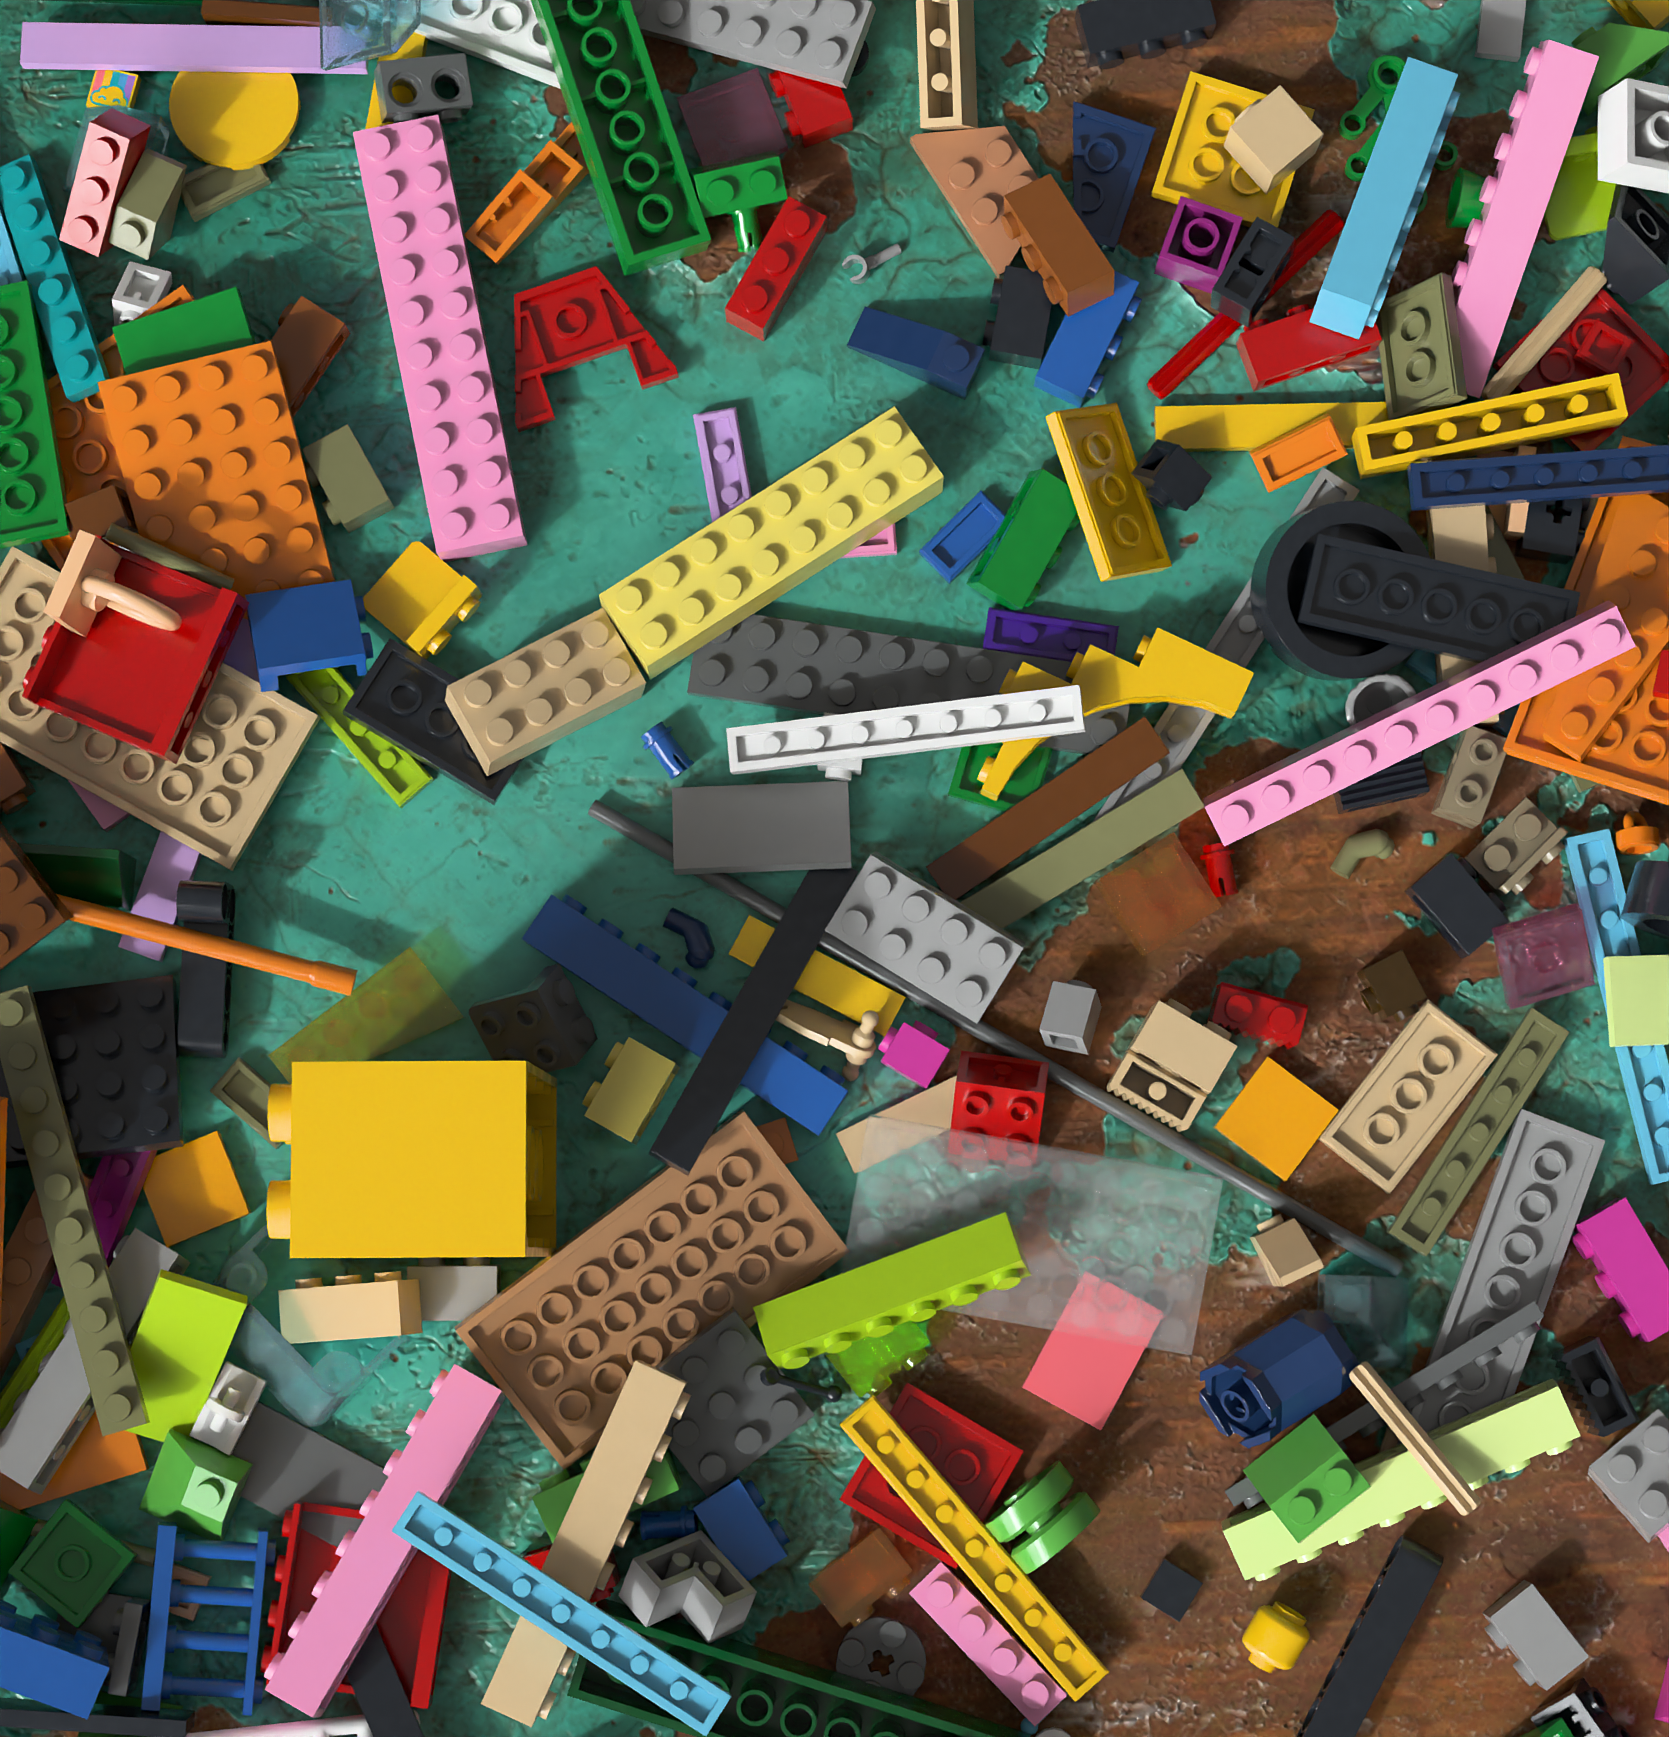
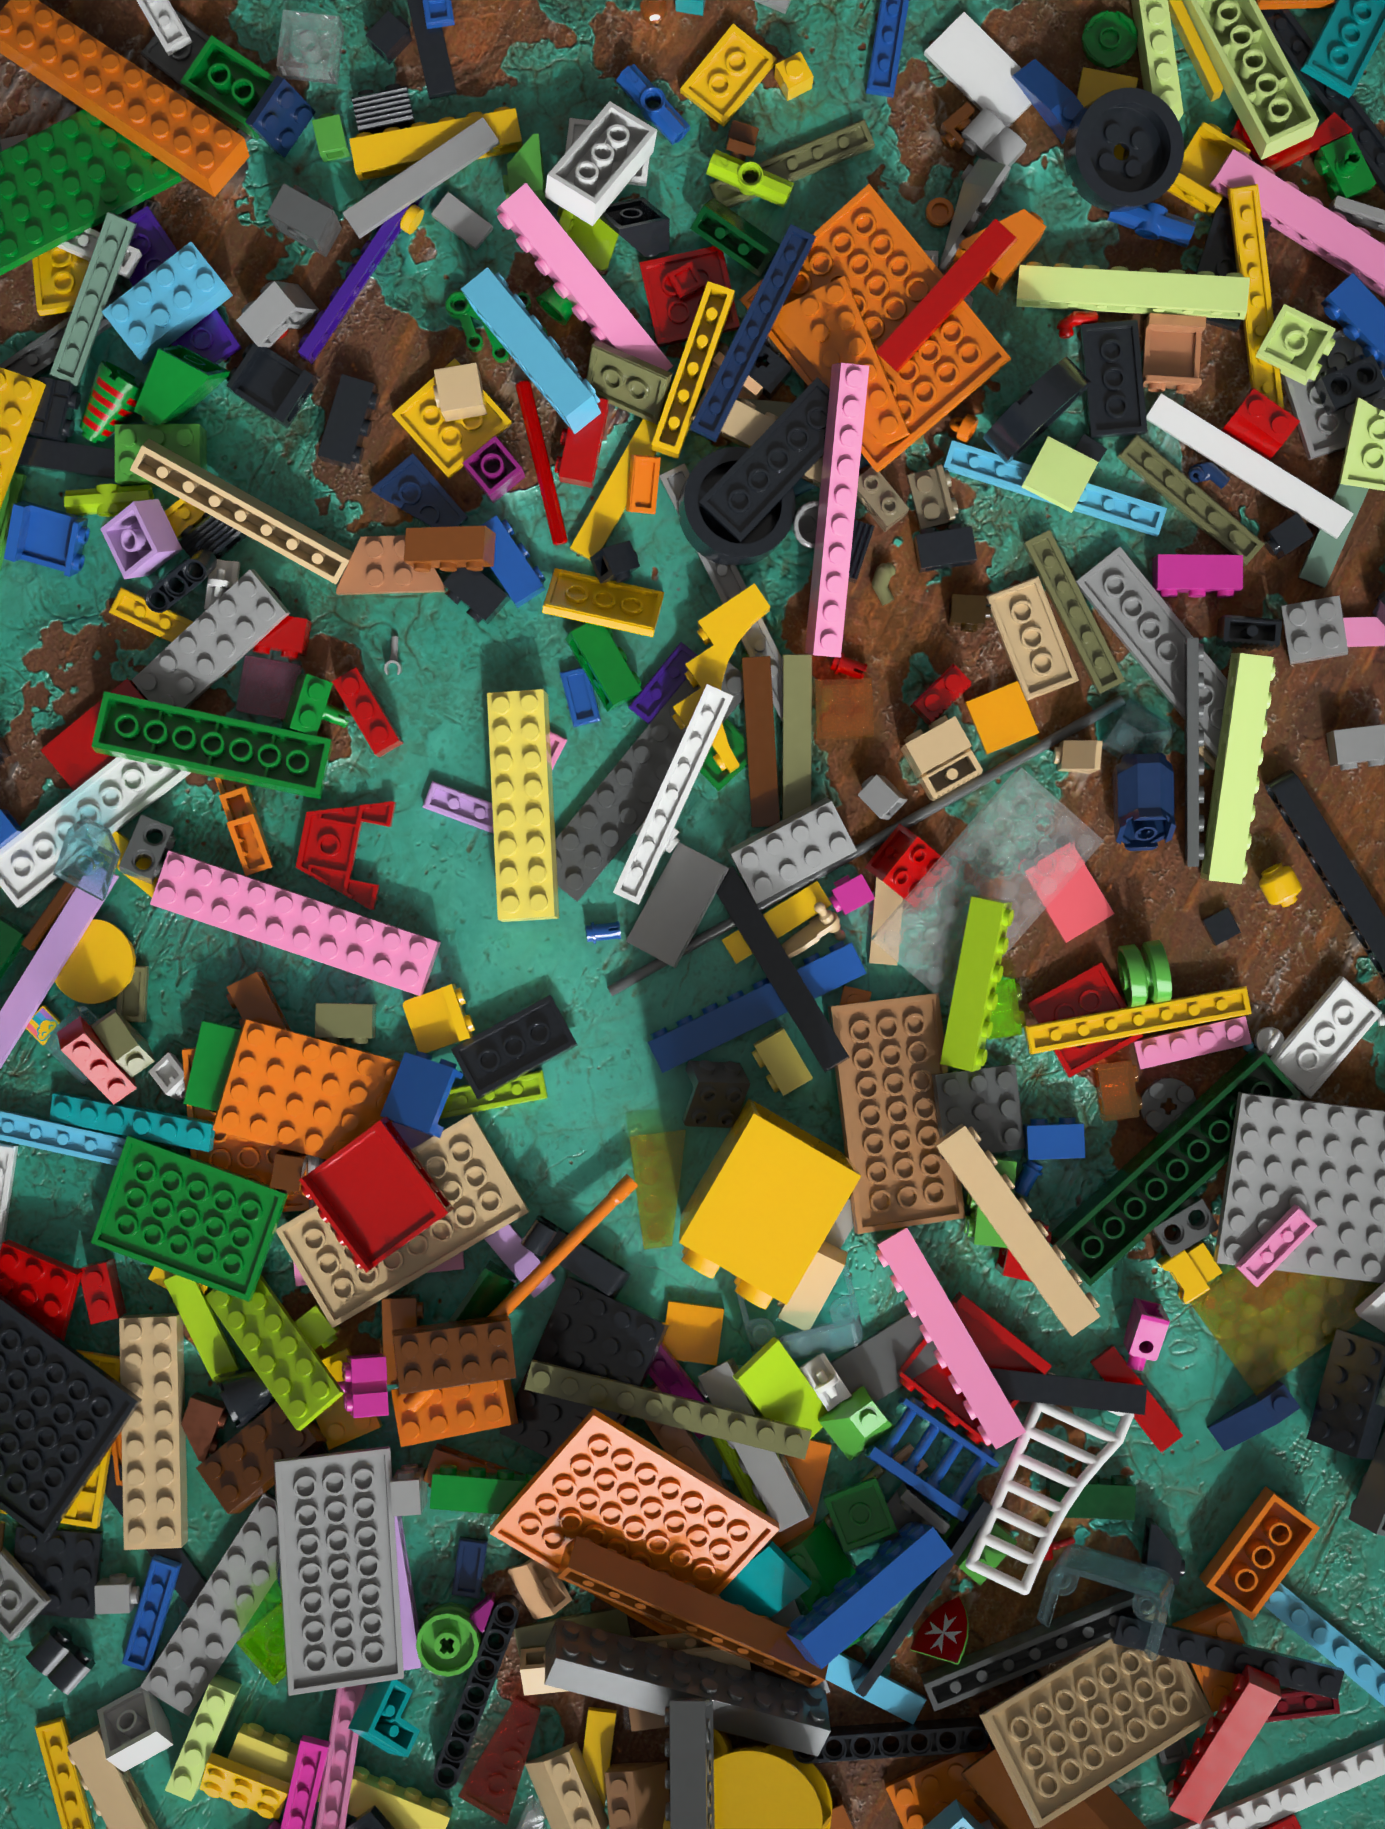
camera: 55 degrees left, 5 degrees up
(90, 585) = (328, 1201): light nougat tile -> none
(167, 557) = (335, 1146): olive bar -> none
(247, 1096) = (663, 1271): olive tile -> none
(545, 691) = (532, 980): tan brick -> none
(562, 1613) = (1050, 1264): medium azure plate -> none
(690, 1580) = (1066, 1183): light grey brick -> none
(696, 937) = (717, 976): dark blue arm -> none
(771, 1376) = (982, 1076): black hinge -> none
(918, 350) = (460, 661): dark blue slope -> none
(1252, 272) = (528, 448): black brick -> none
(1306, 1479) = (1209, 818): bright green slope -> none
(1414, 1438) = (1222, 747): tan axle -> none
(1543, 956) = (1000, 518): clear pink tile -> none
(1545, 334) = (659, 308): tan axle -> none

